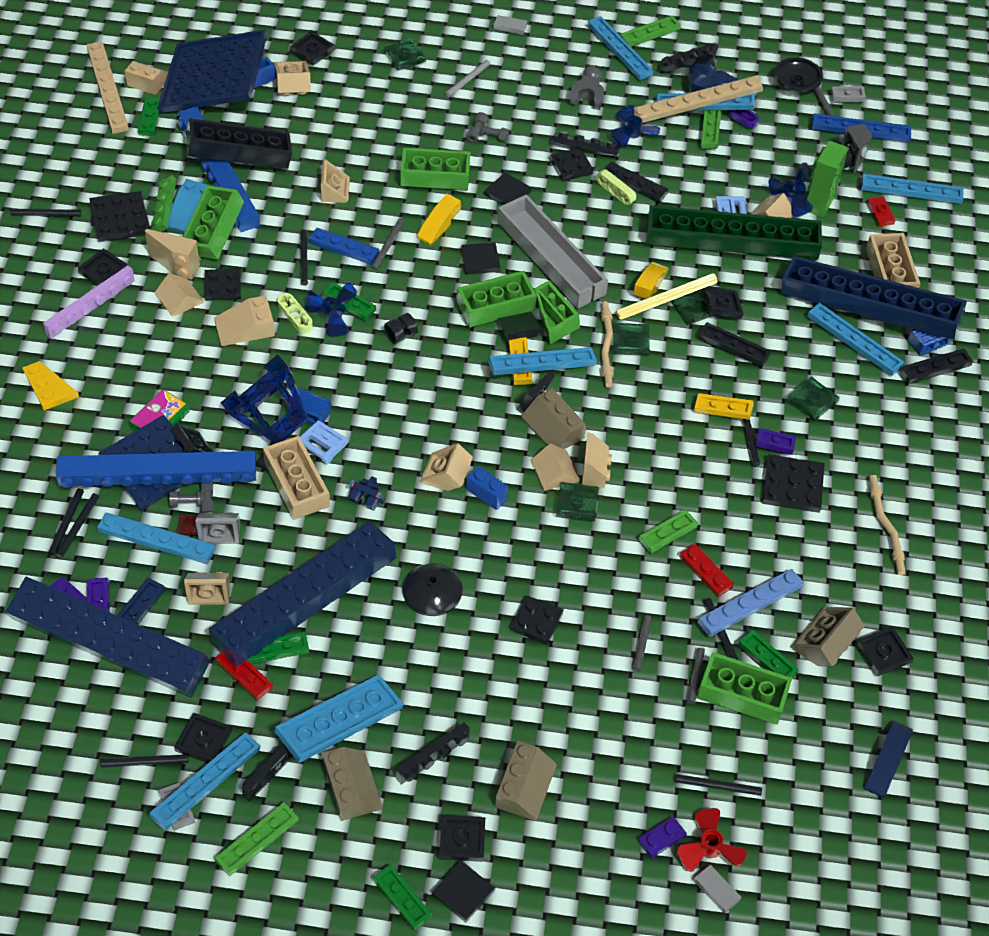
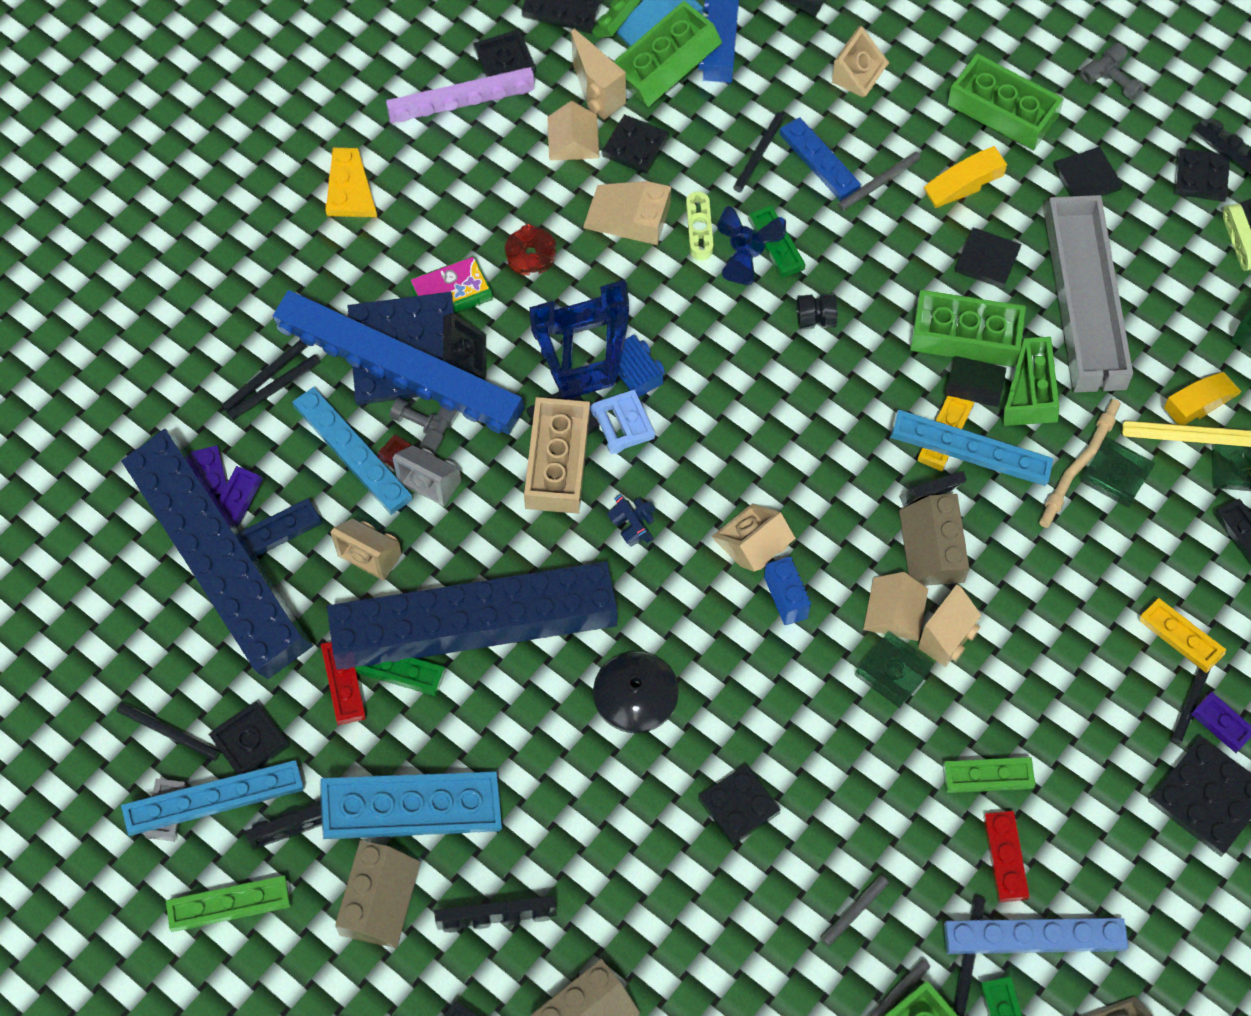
camera: 35 degrees right, 10 degrees up
(193, 364) = (530, 237): none -> clear red plate

